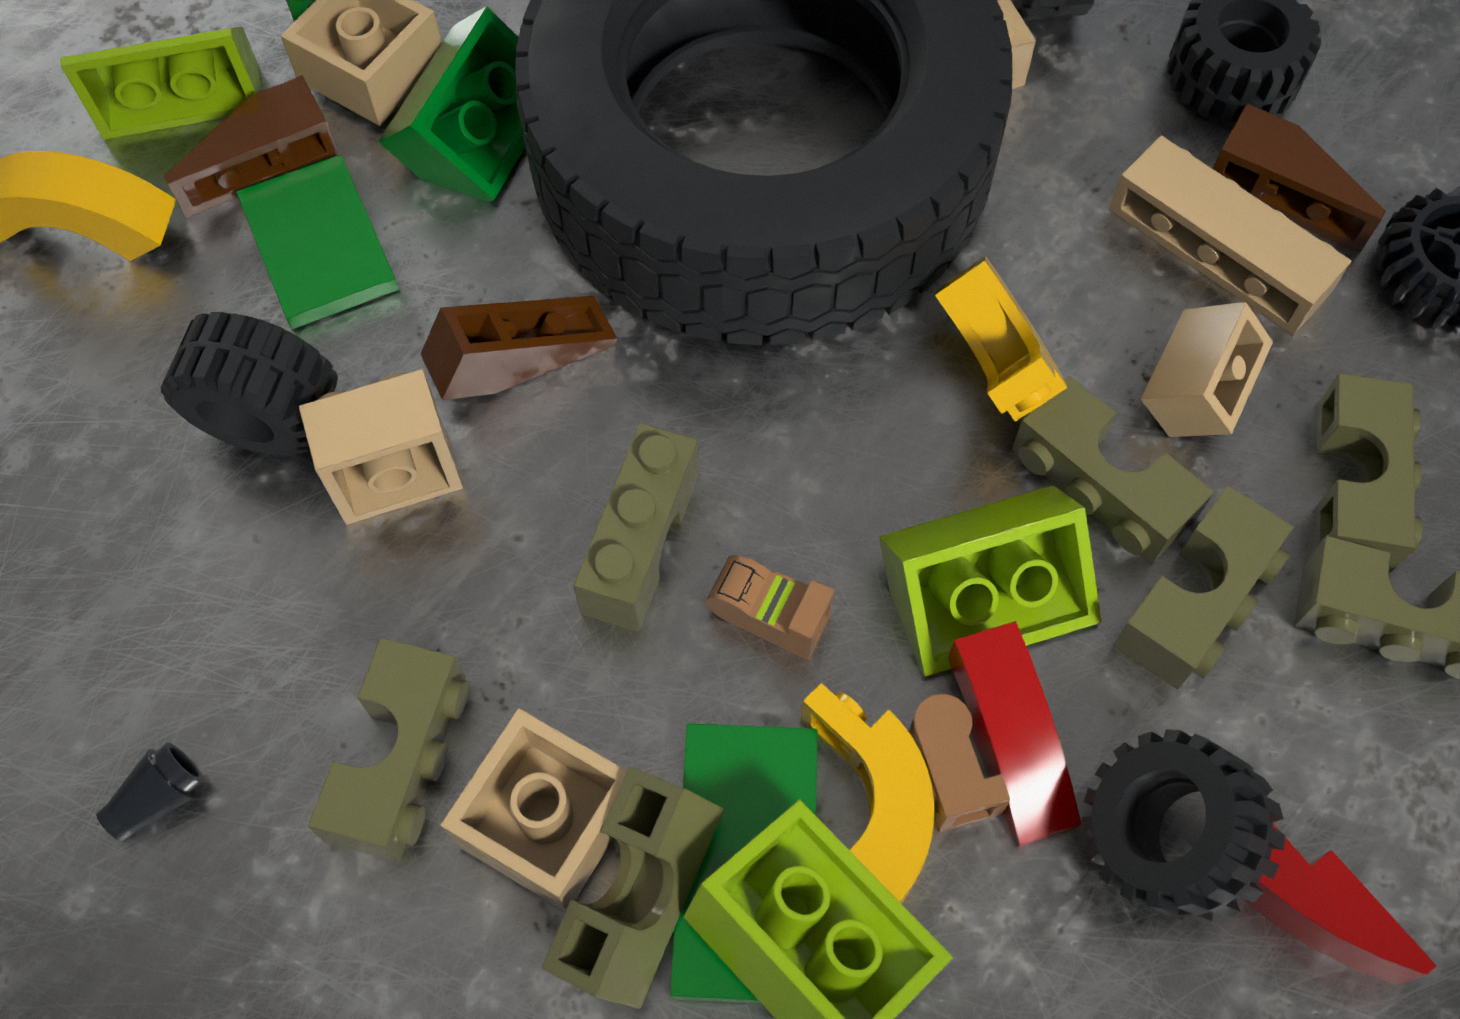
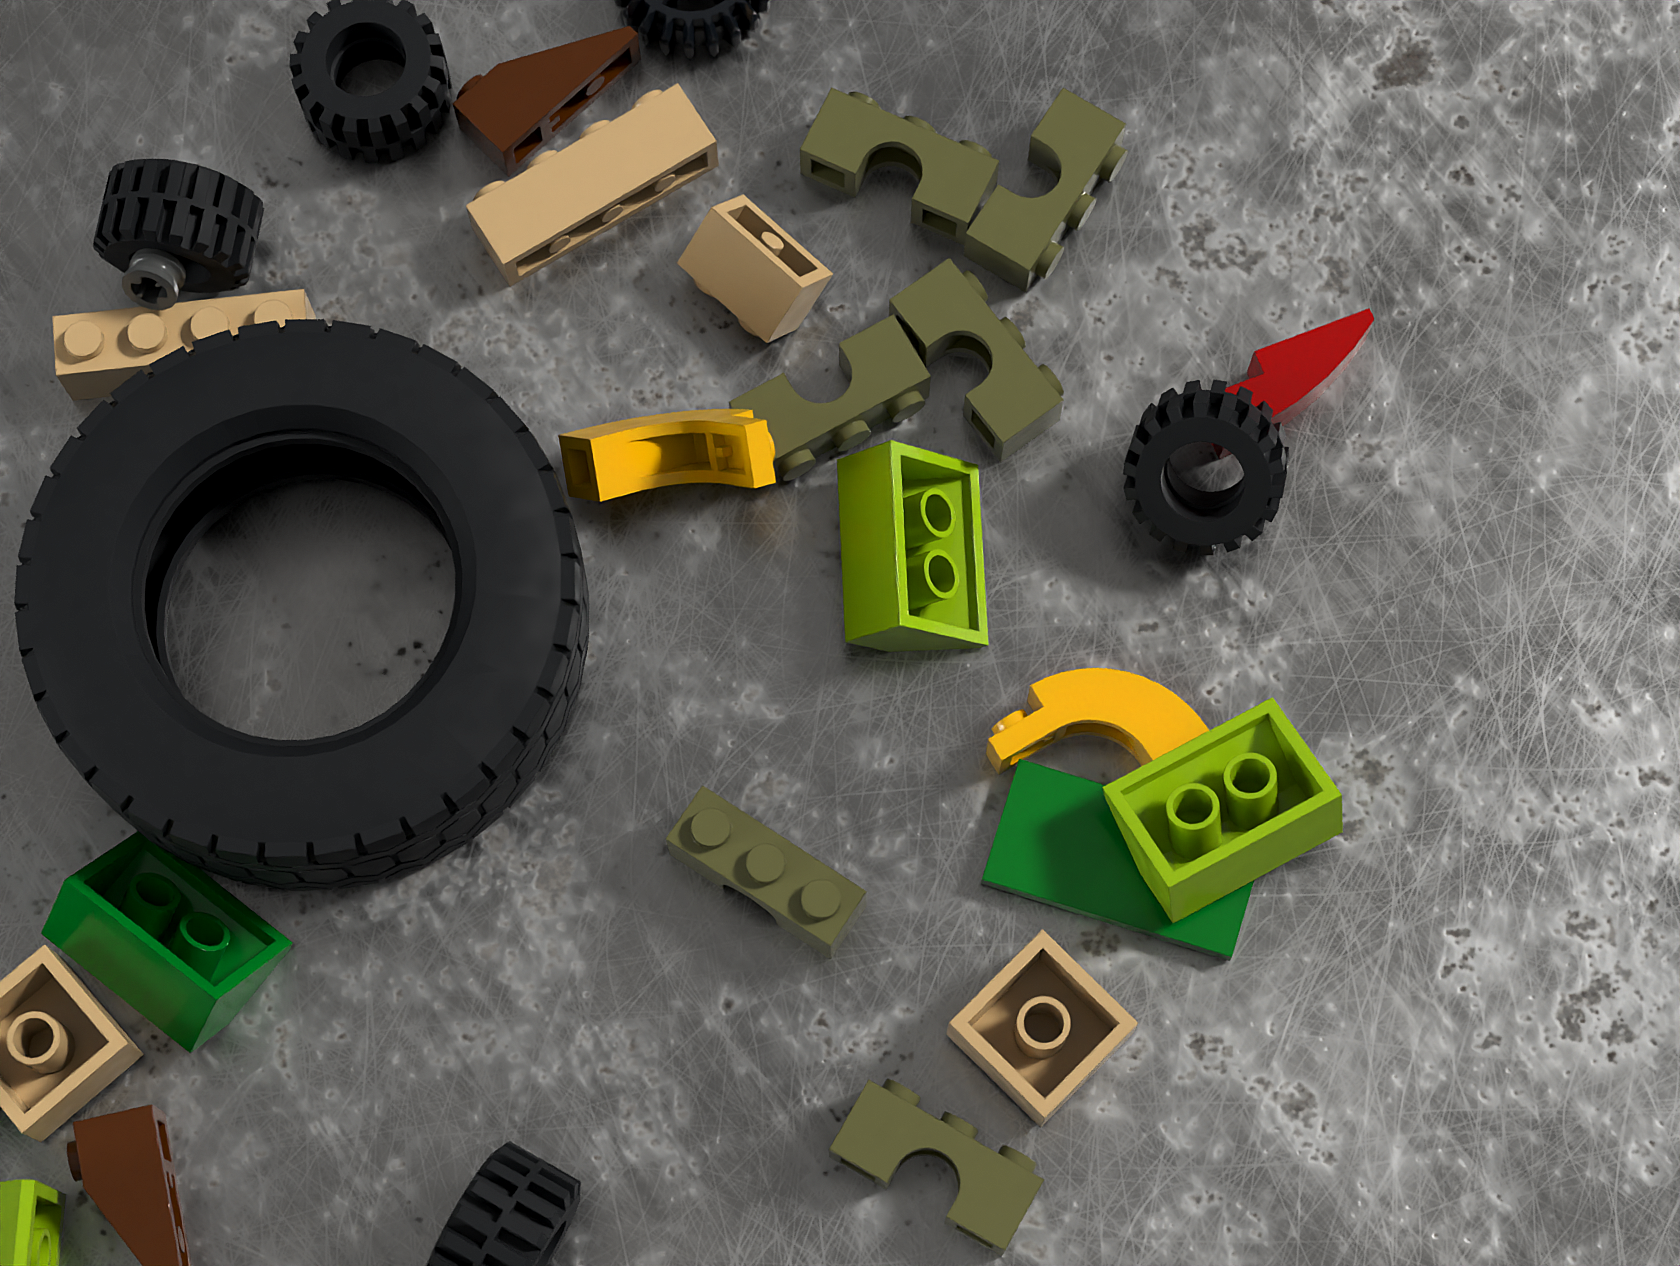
camera: 75 degrees left, 10 degrees up
(317, 241) = (288, 1154): green tile -> none
(380, 446) = (611, 1109): tan brick -> none
(508, 343) = (507, 953): reddish brown slope -> none
(621, 938) = (1171, 981): olive arch -> none
(771, 605) = (883, 765): medium nougat leg -> none
(958, 786) = (1058, 645): medium nougat leg -> none
(1015, 731) = (1071, 580): red slope -> none

